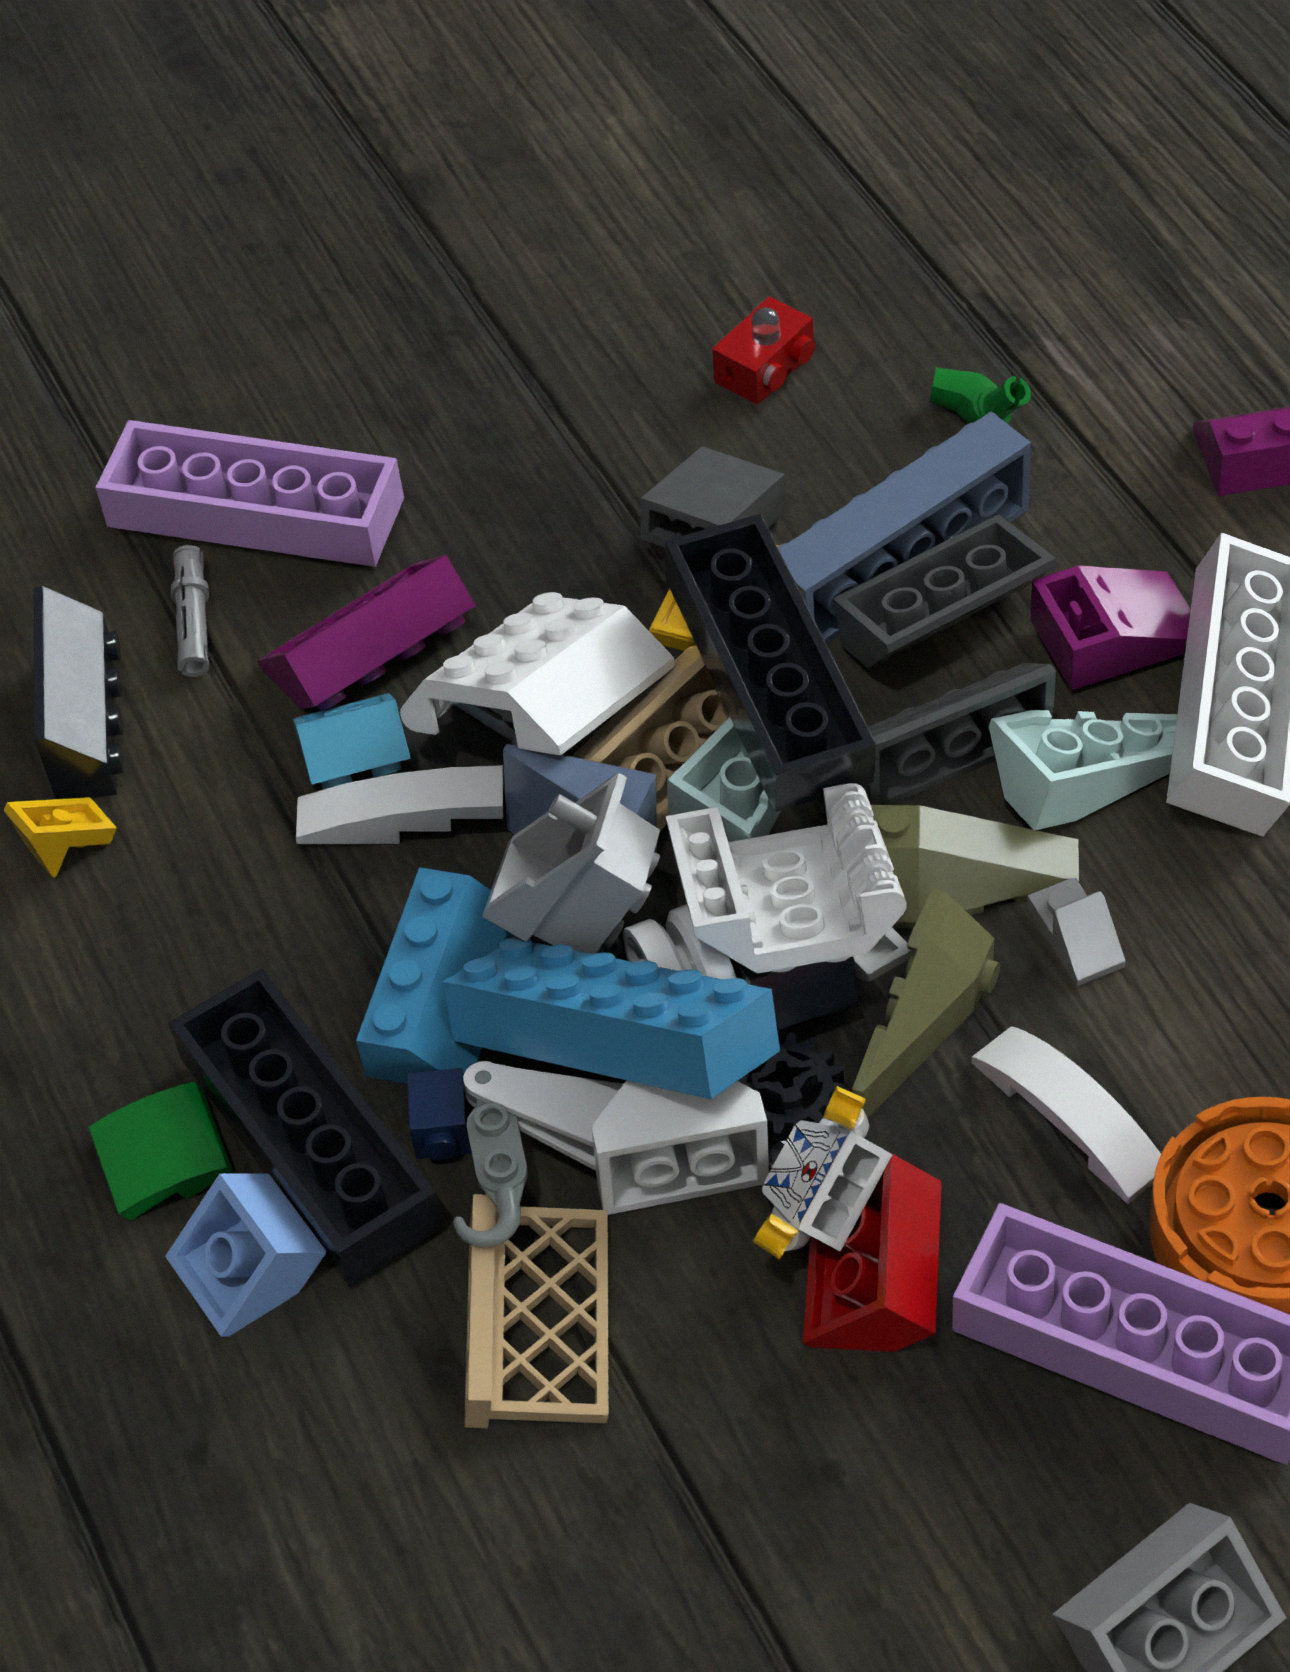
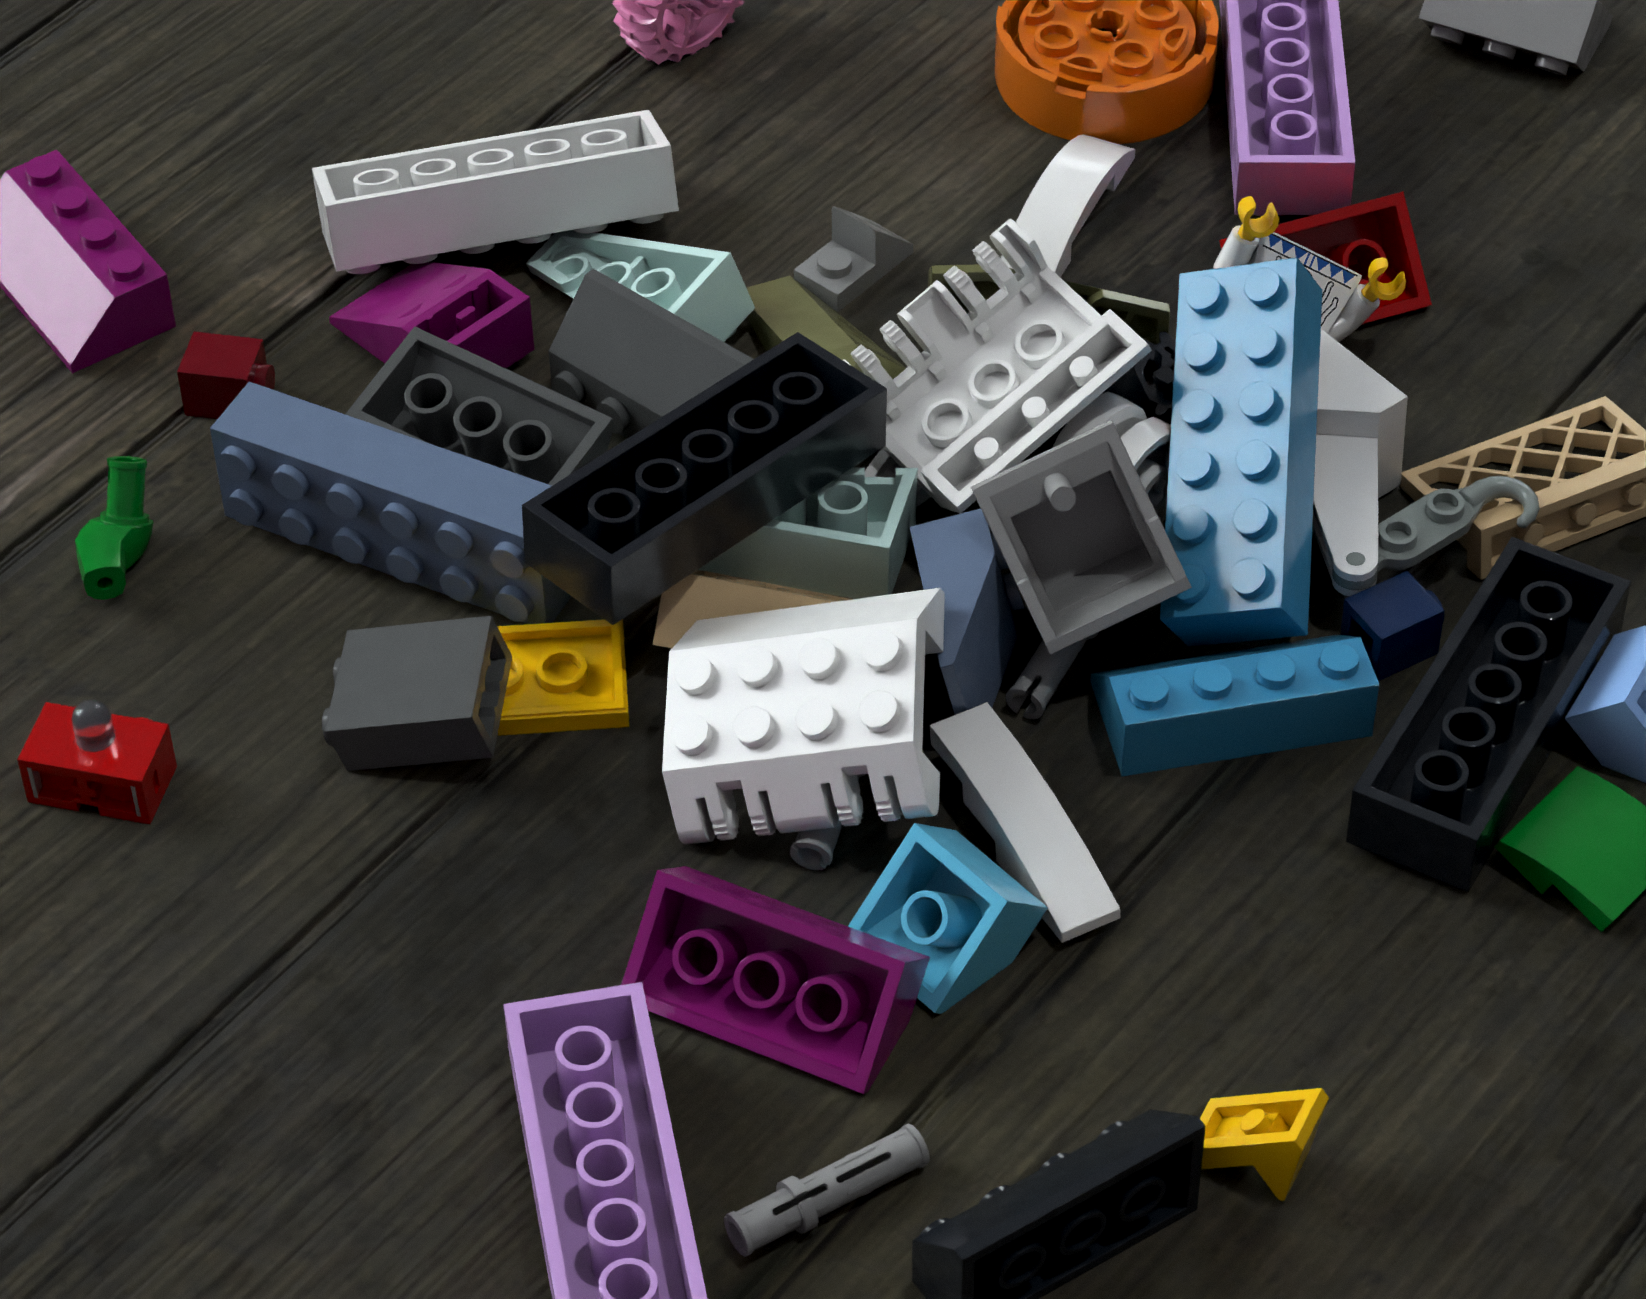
camera: 120 degrees left, 5 degrees down
(1119, 490) = (217, 371): none -> dark red brick

